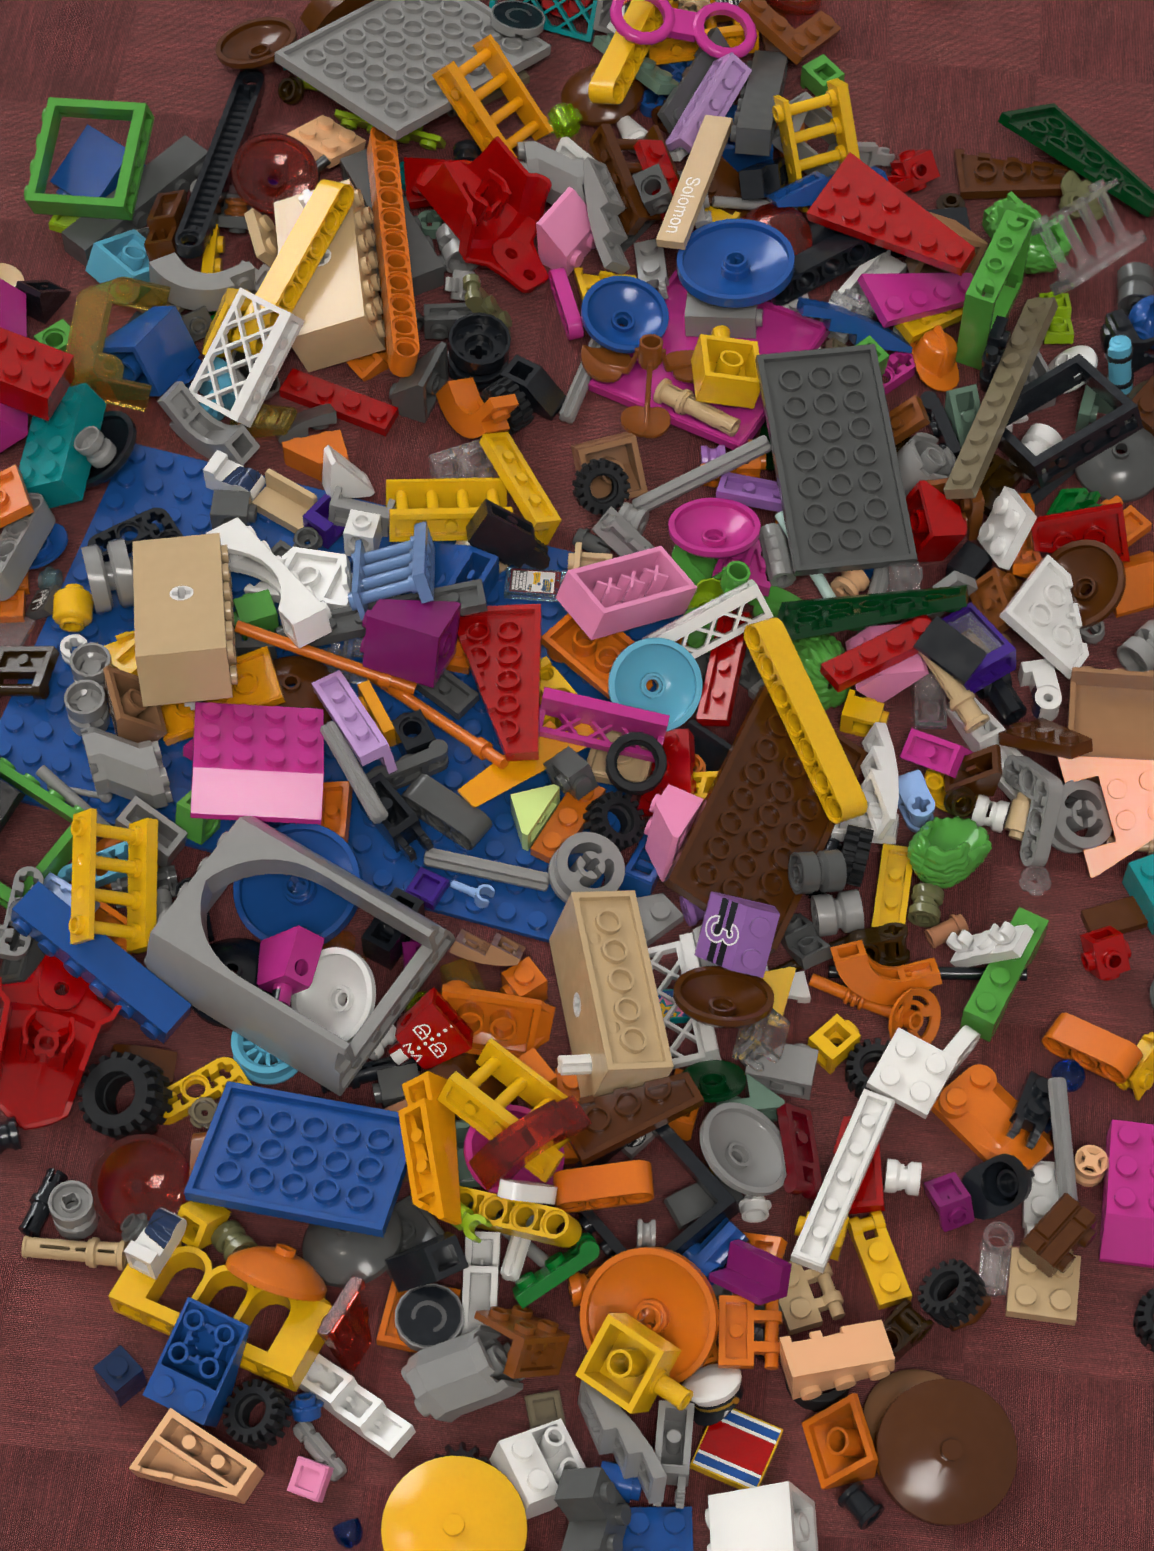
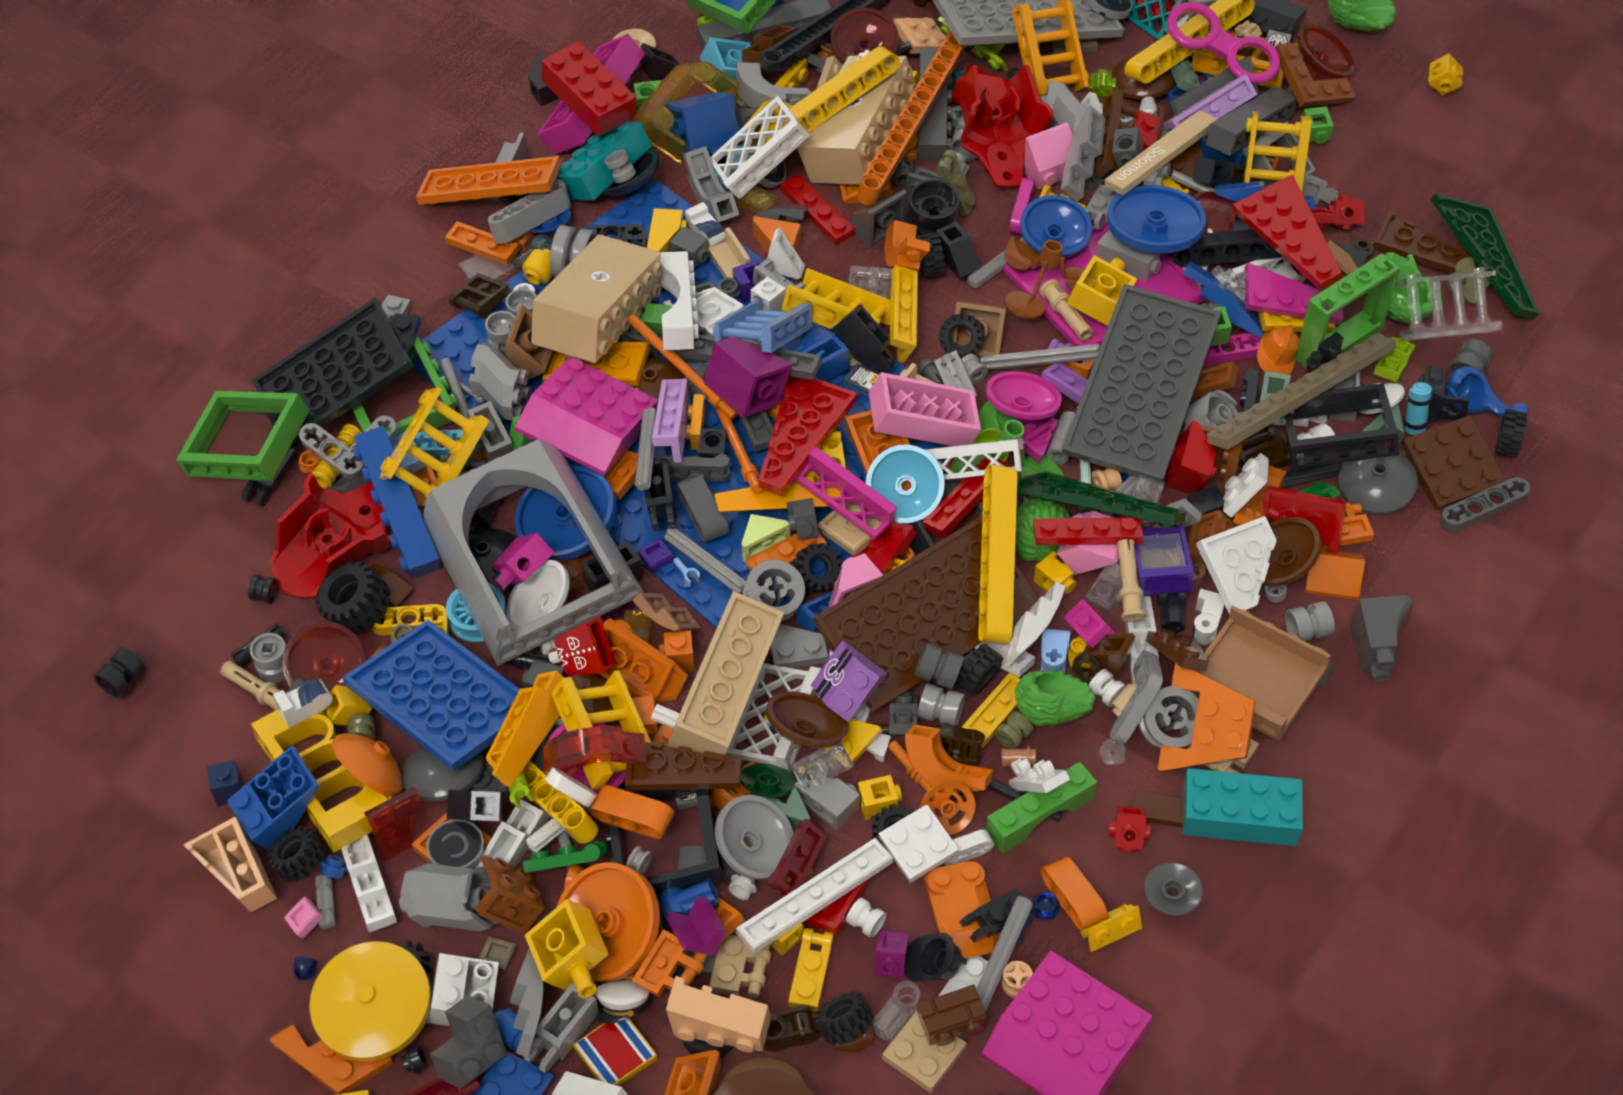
camera: 30 degrees right, 5 degrees down
(191, 502) = (664, 227): none -> yellow slope
(653, 746) = (844, 513): black tyre -> none
(950, 650) = (1138, 550): black slope -> none

